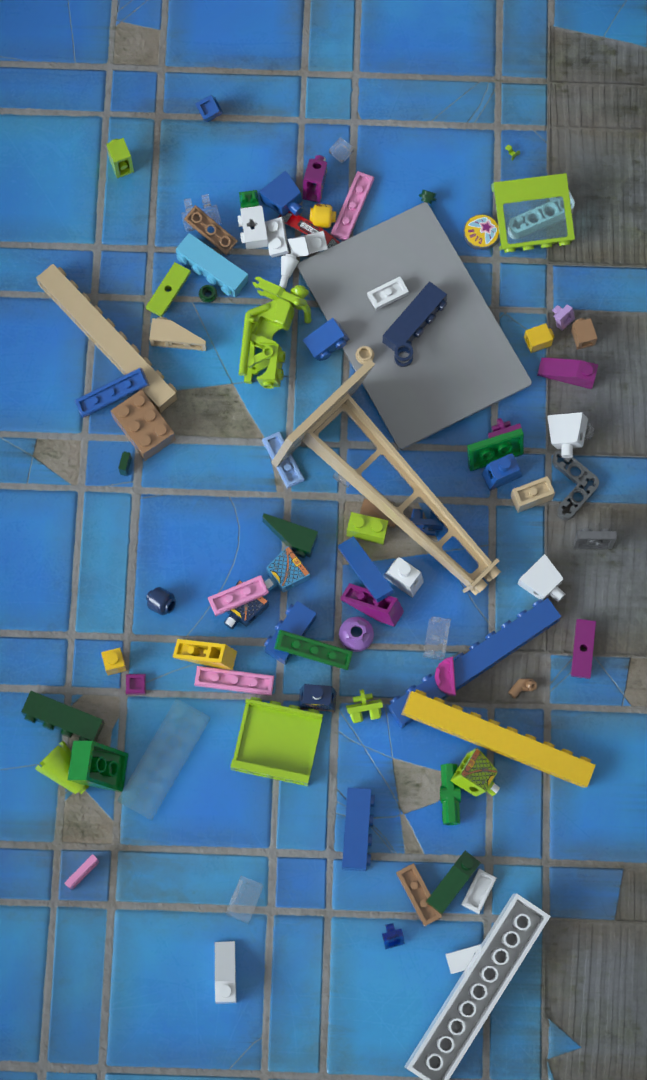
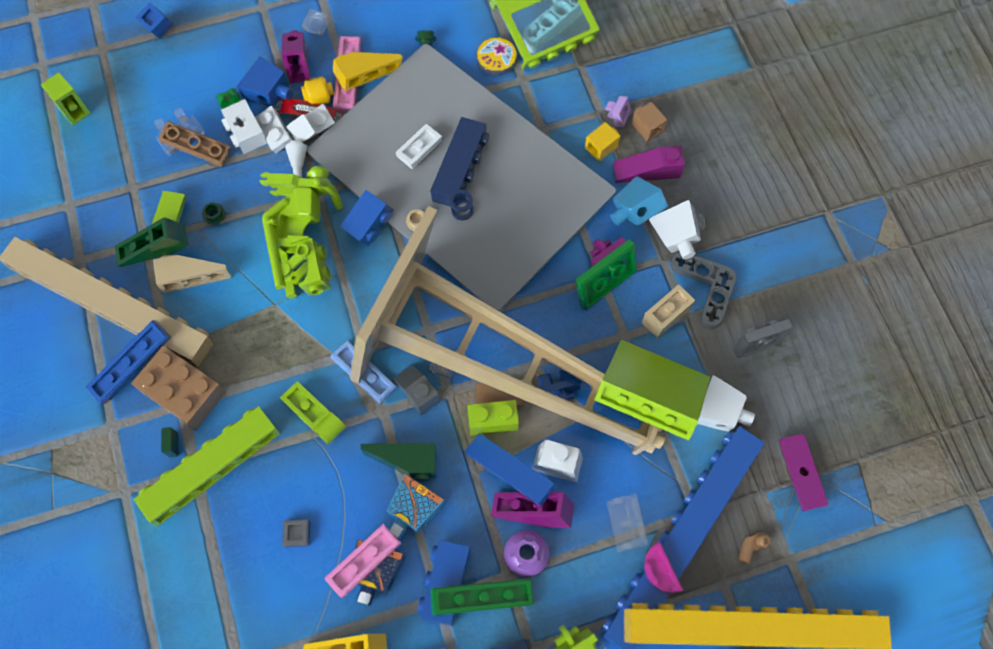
camera: 20 degrees left, 5 degrees down
(147, 490) = (206, 467): none -> lime brick
(155, 304) = (152, 242): none -> dark green slope
(161, 601) = (266, 602): dark blue head -> none
(195, 561) = (296, 533): none -> flat silver tile
(211, 265) = (208, 181): medium azure brick -> none
(235, 478) = (313, 413): none -> lime plate
(318, 487) = (417, 389): none -> dark grey slope
(365, 208) = (362, 67): none -> yellow slope
(492, 547) = (654, 389): none -> lime panel
(502, 470) = (626, 295): blue torso -> none
(543, 399) = (638, 202): none -> dark azure torso

